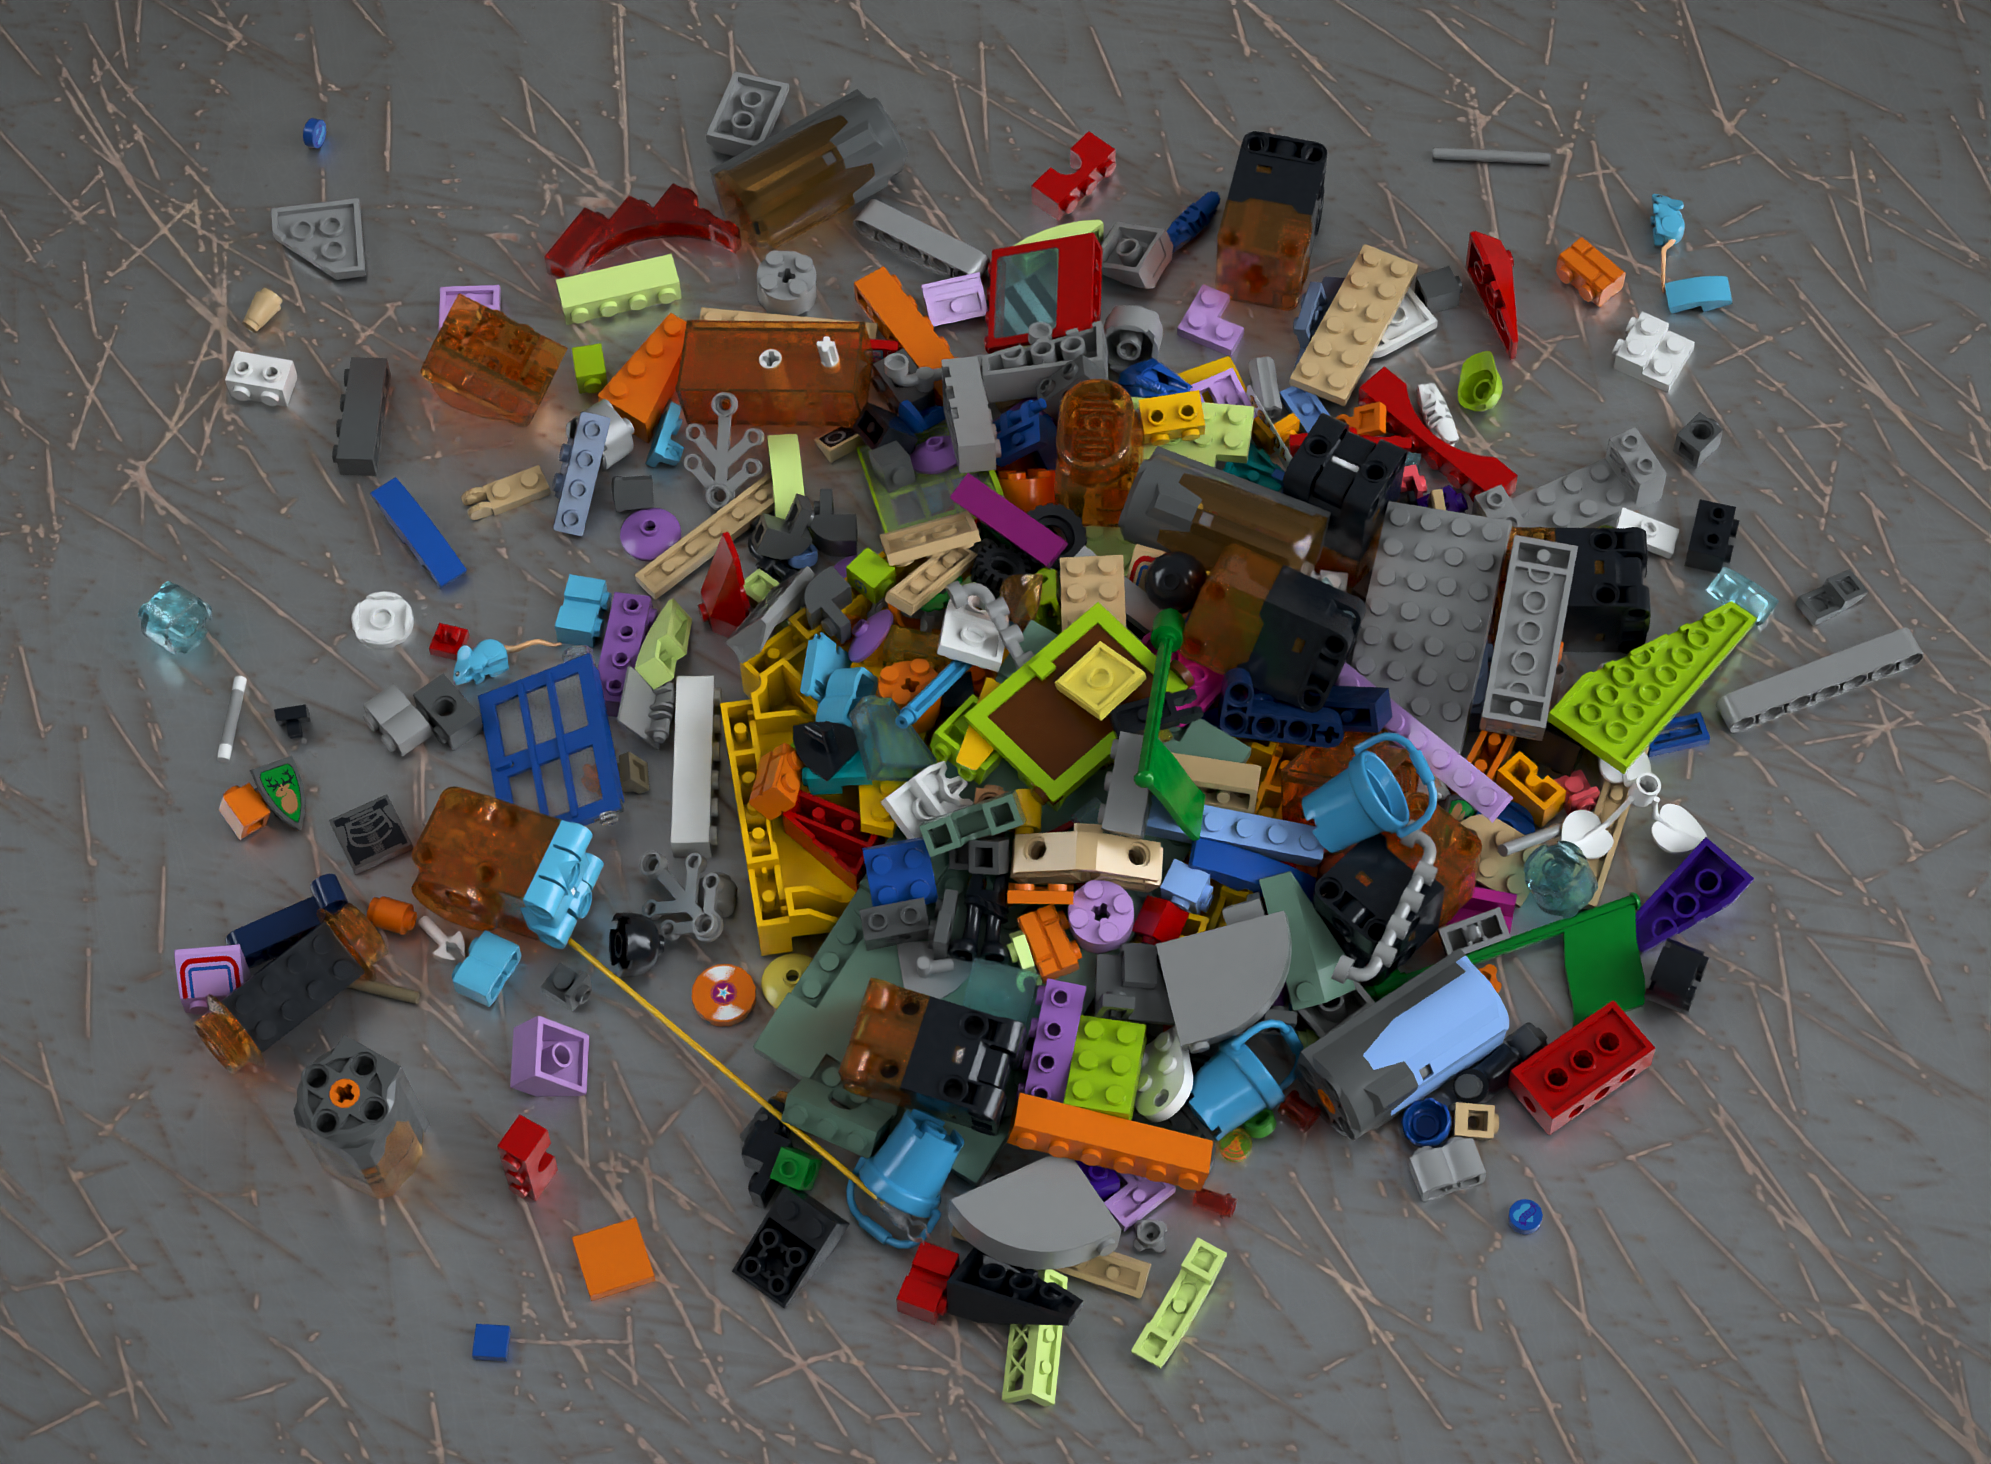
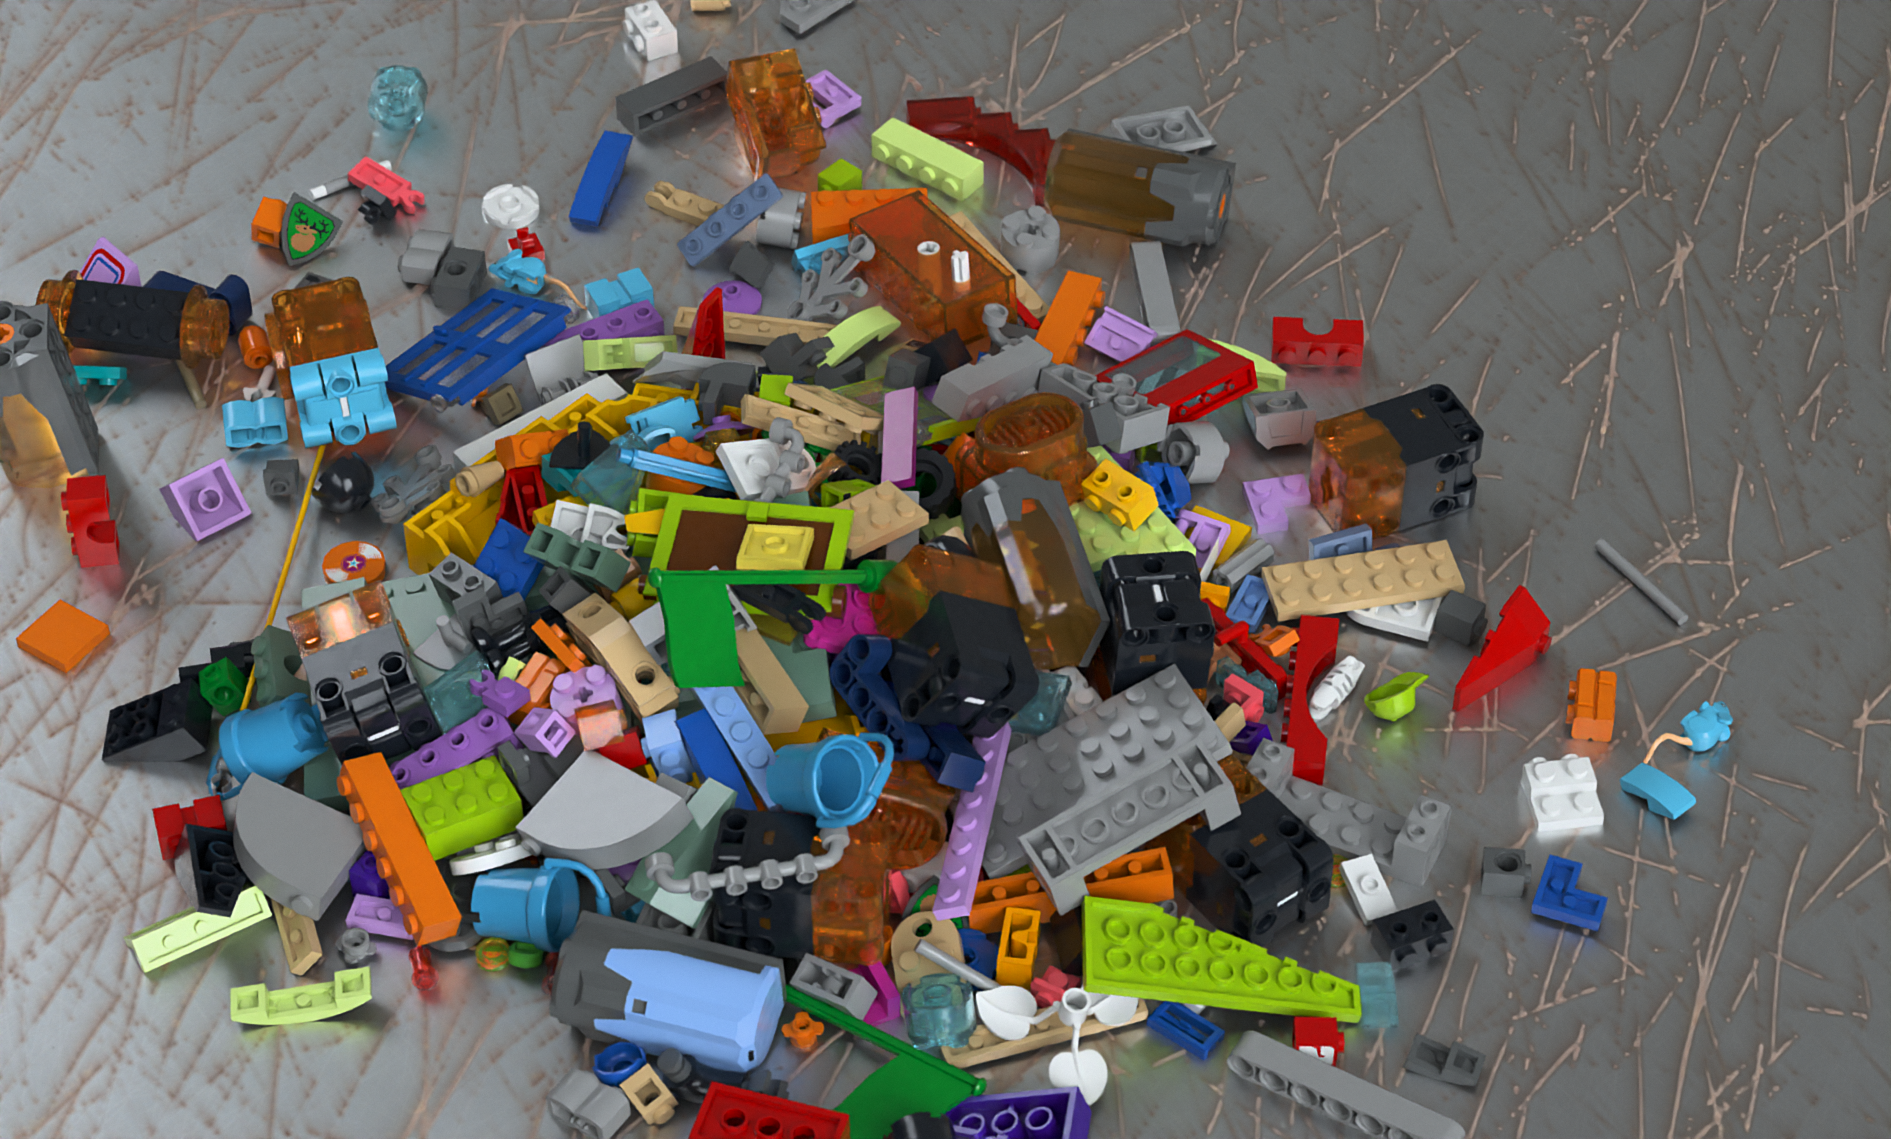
camera: 50 degrees right, 15 degrees down
(264, 697) = (386, 182): none -> coral plate
(291, 1071) = (105, 374): none -> teal plate
(773, 840) = (478, 478): none -> tan cone
(1047, 968) = (502, 695): none -> medium lavender plate
(1110, 963) = (545, 731): none -> lavender brick
(1147, 920) = (600, 724): none -> clear orange brick
(1744, 423) = (1561, 900): none -> blue plate
(1758, 661) = (1318, 1038): none -> red brick

